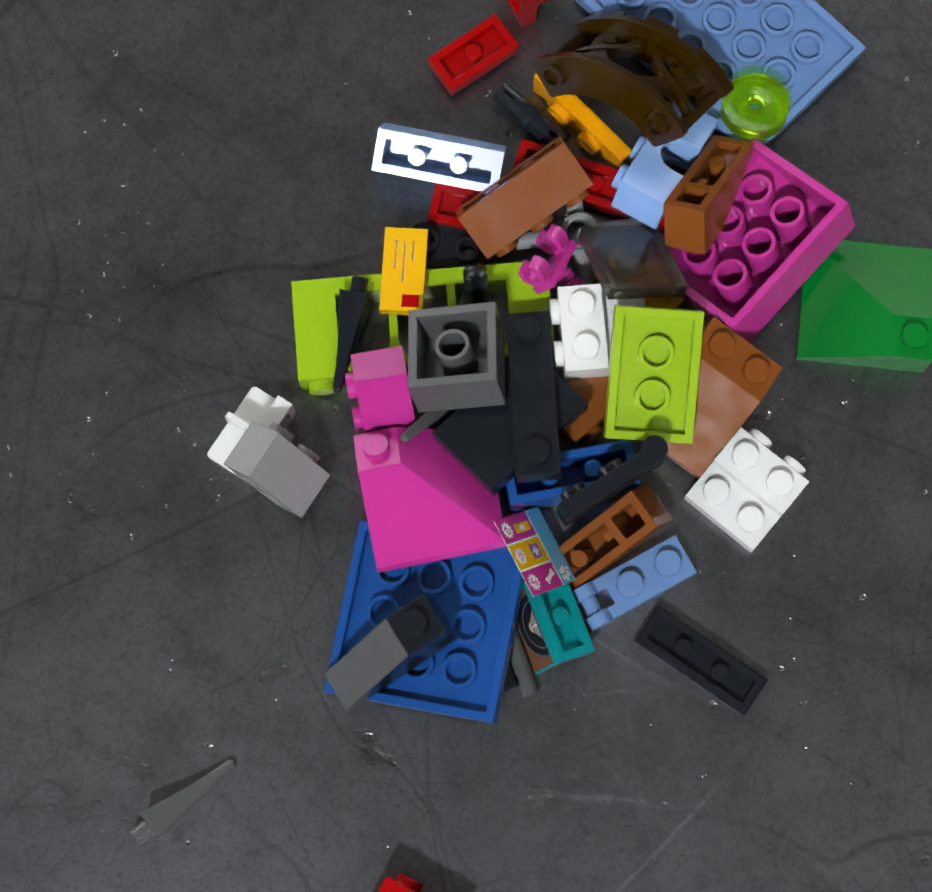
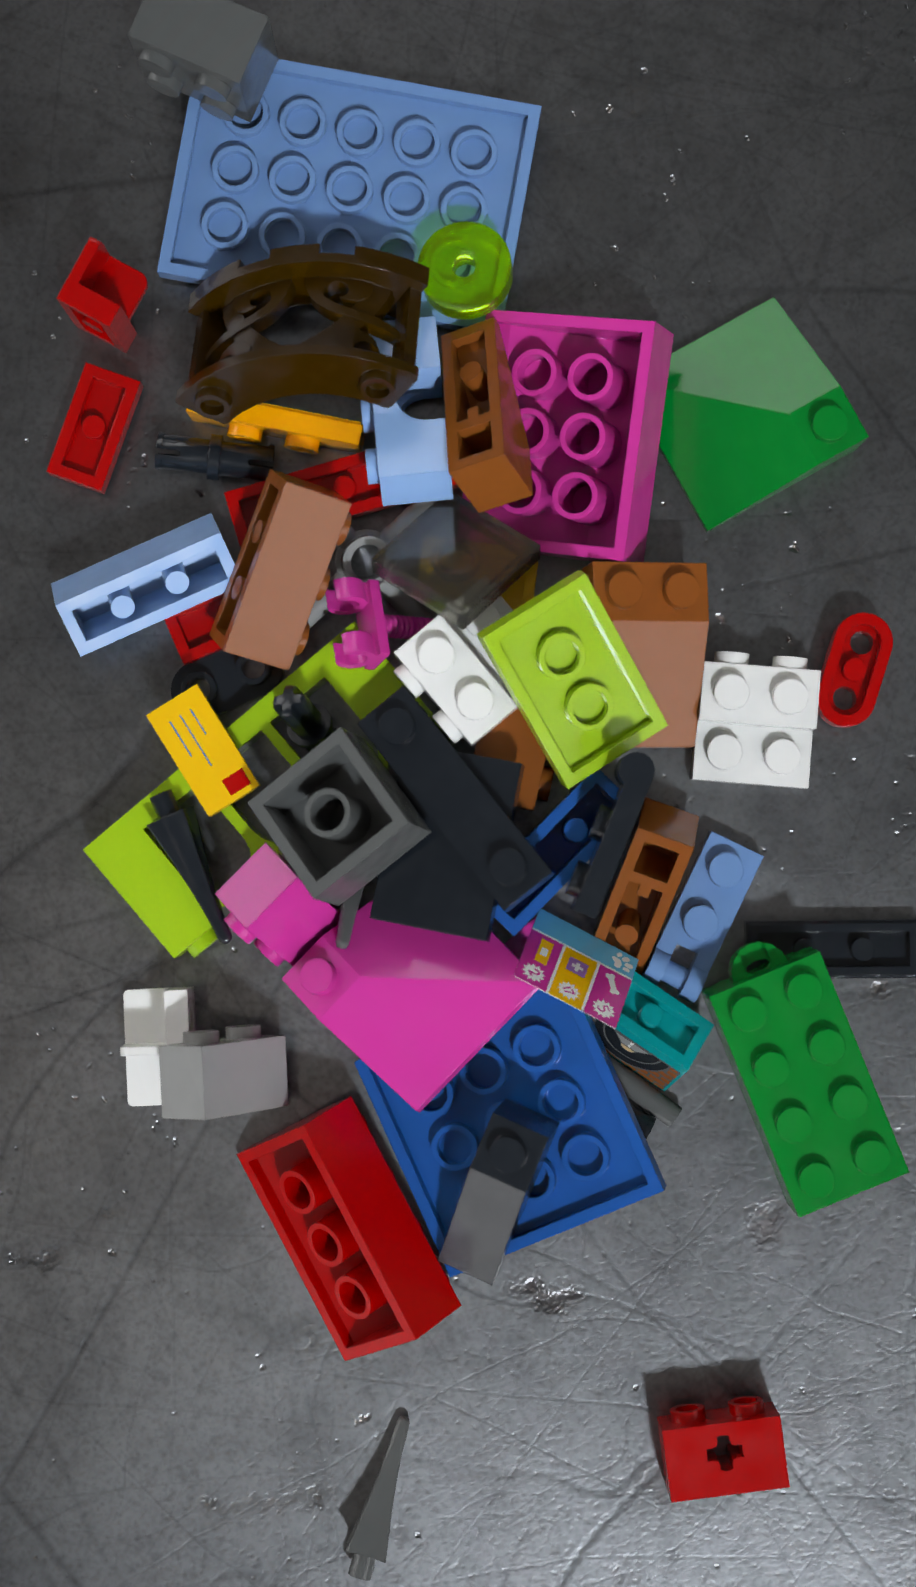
camera: 40 degrees left, 10 degrees up
(283, 618) = (349, 1231): none -> red slope
(628, 719) = (803, 1077): none -> green piece
(828, 499) = (853, 671): none -> red plate

